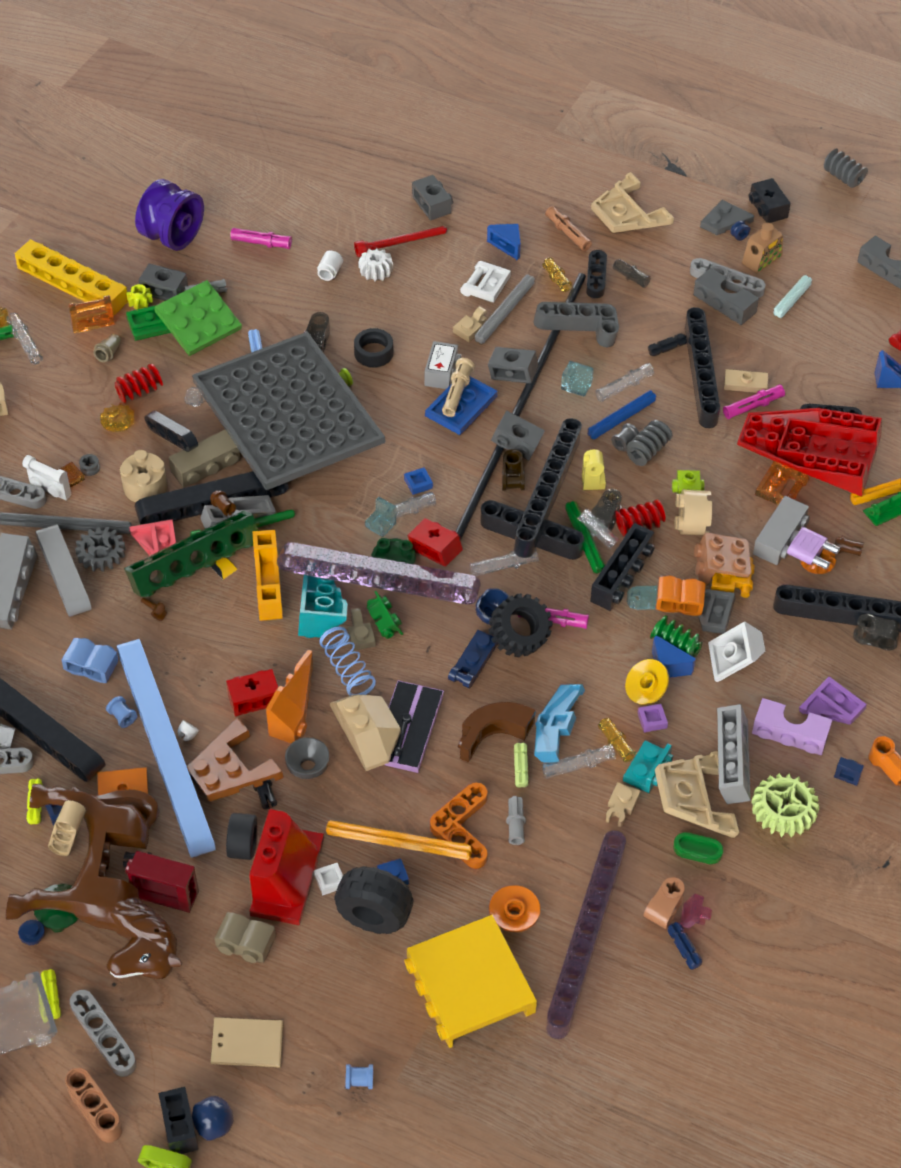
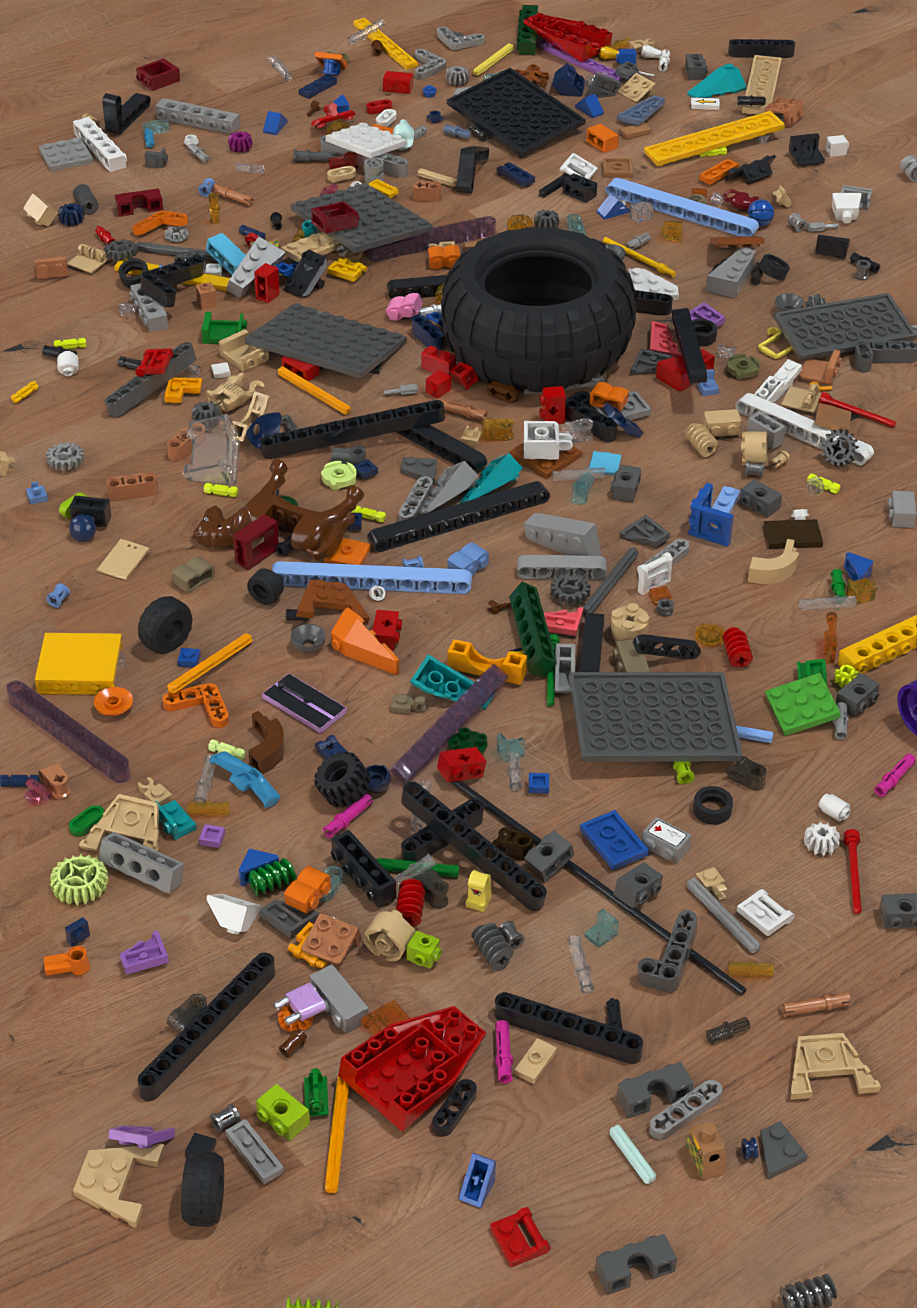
camera: 115 degrees right, 10 degrees down
(66, 828) = (320, 498): tan beam -> none
(105, 1031) = (197, 502): light grey beam -> none
(106, 349) = (792, 645): dark tan cone -> none
(220, 500) = (569, 650): reddish brown pin -> none
(283, 869) = (230, 598): red windscreen -> none
(328, 878) = (209, 628): white tile -> none
(340, 643) = (351, 682): light blue piece -> none
(368, 728) = (315, 670): tan wedge -> none
(380, 608) = (411, 721): green hinge -> none
(459, 379) = (632, 835): tan pin -> none
(506, 238) = (815, 947): blue slope -> none
(516, 820) = (182, 729): light grey axle -> none
(601, 268) = (753, 1014): black beam -> none
(621, 414) = (543, 948): blue axle -> none
(641, 676) = (243, 843): yellow dish -> none
(769, 200) = (785, 1196): black brick -> none
(806, 736) = (154, 904): lavender arch -> none

